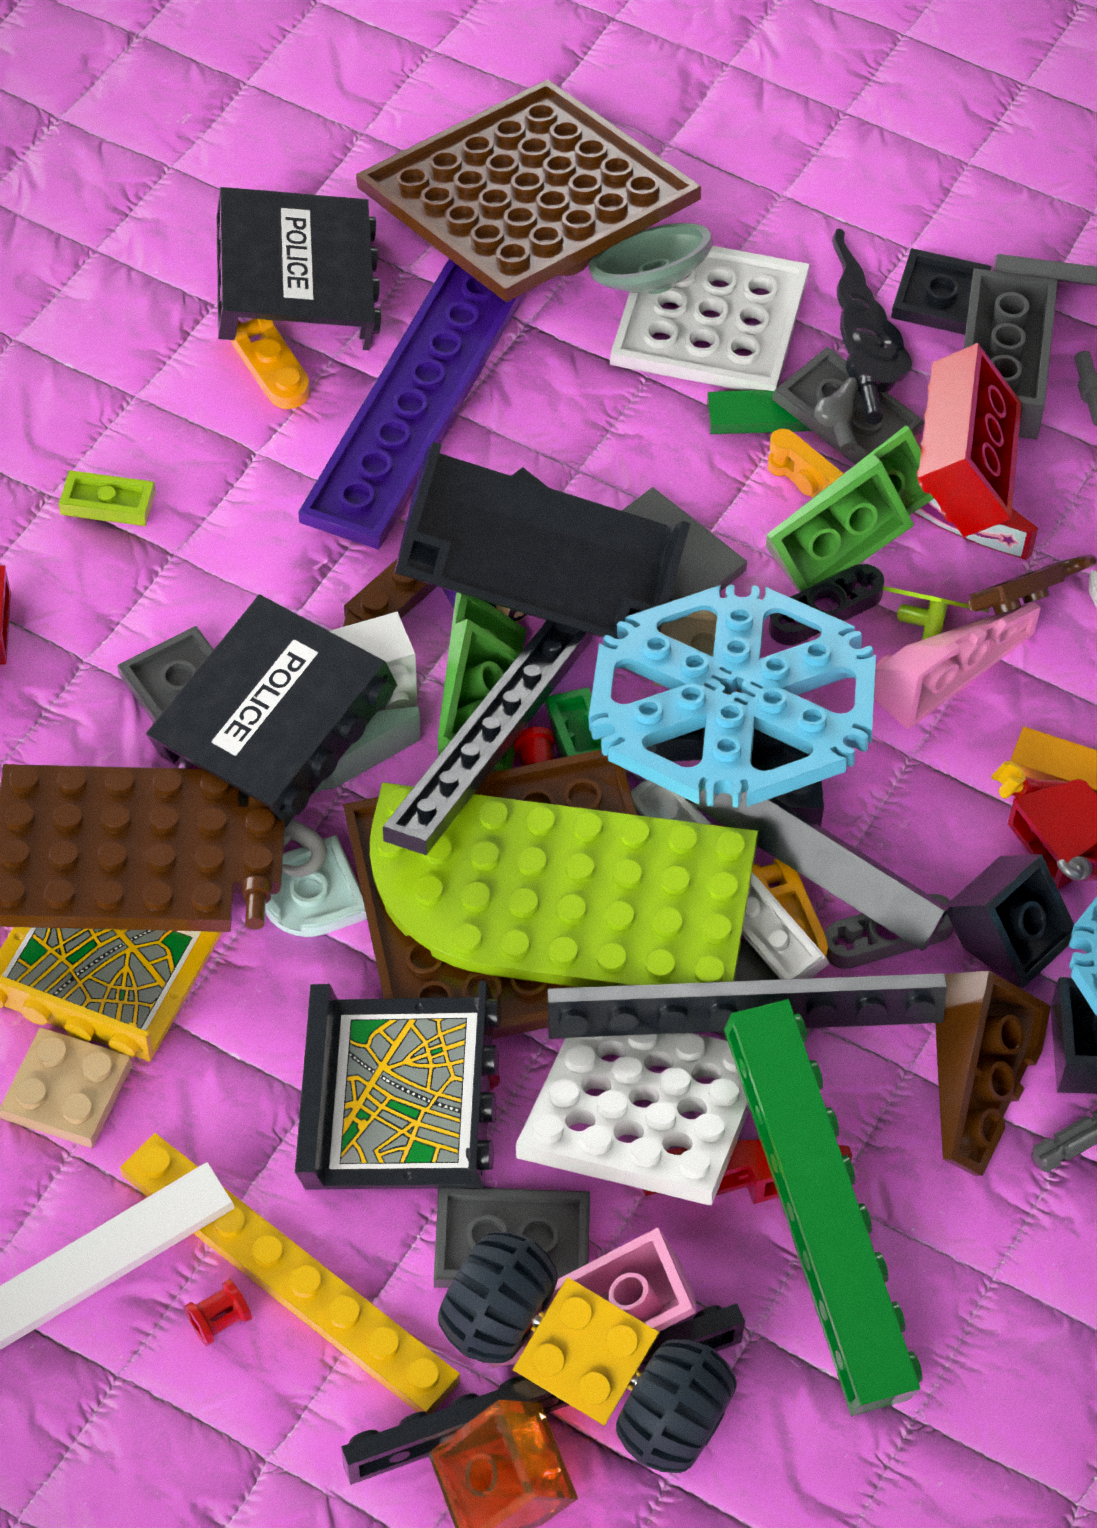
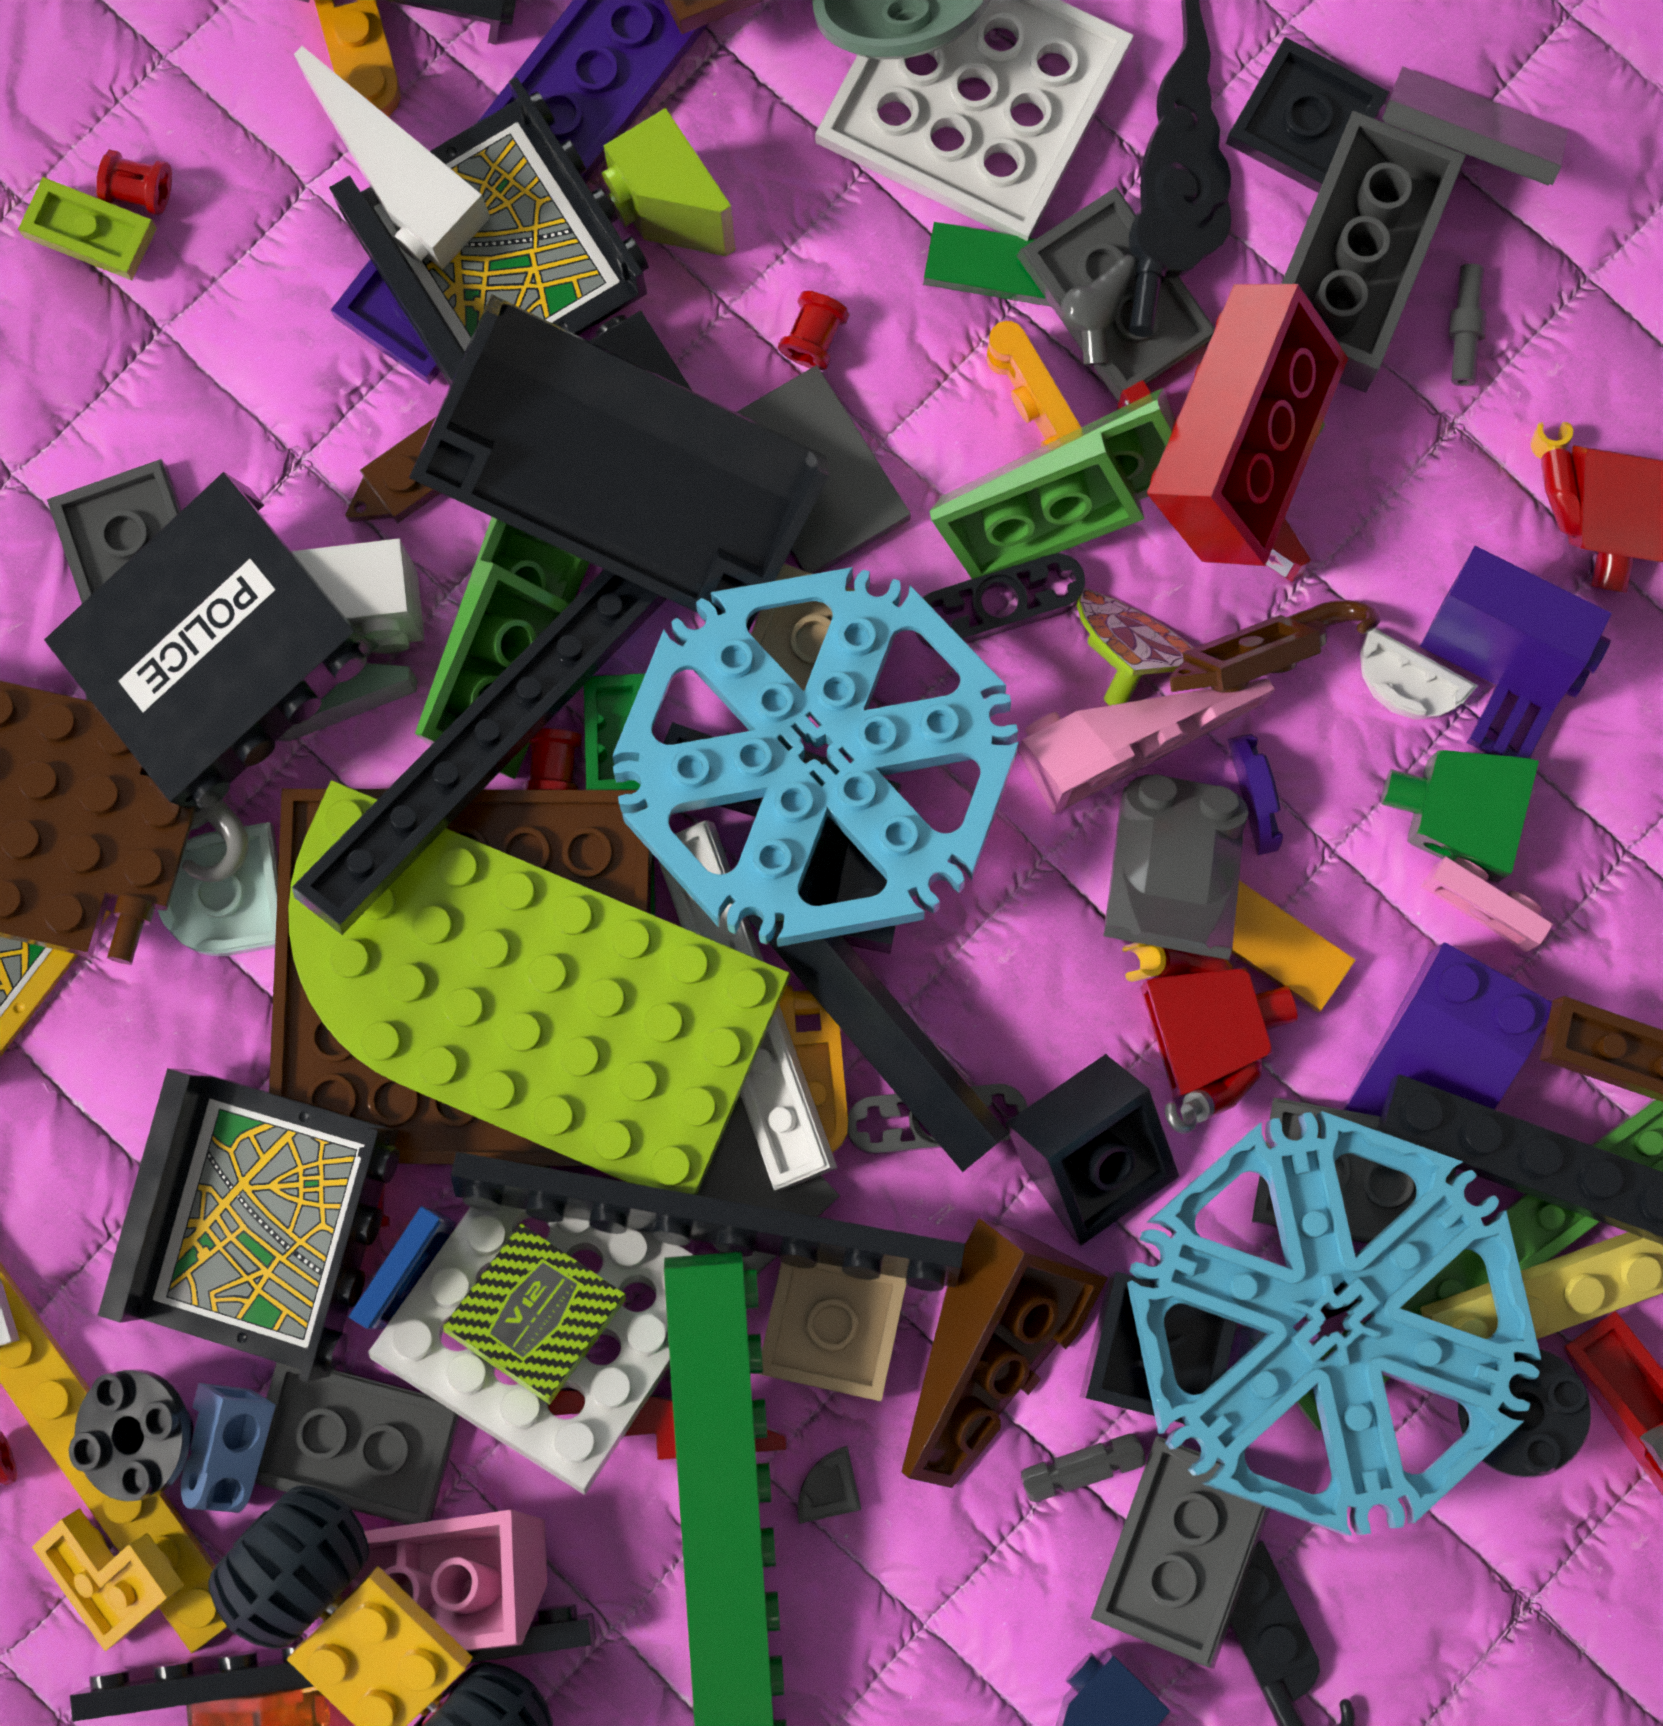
camera: 15 degrees right, 25 degrees up
(135, 463) = (134, 182): none -> red bush
(336, 415) = (419, 193): none -> white slope
(344, 1246) = (131, 1435): none -> black plate
(348, 1375) = (107, 1590): none -> yellow plate
(380, 438) = (540, 250): none -> panel
(417, 1251) = (225, 1447): none -> medium blue leg
(523, 396) = (667, 189): none -> lime slope
(524, 1088) = (403, 1268): none -> blue tile
(637, 1088) = (534, 1313): none -> tile
(645, 461) = (813, 330): none -> red bush
(863, 1075) = (832, 1329): none -> tan plate
(890, 1194) = (829, 1488): none -> dark grey tile
(1009, 719) = (1176, 865): none -> dark grey slope
(1048, 679) = (1257, 791): none -> dark purple tile

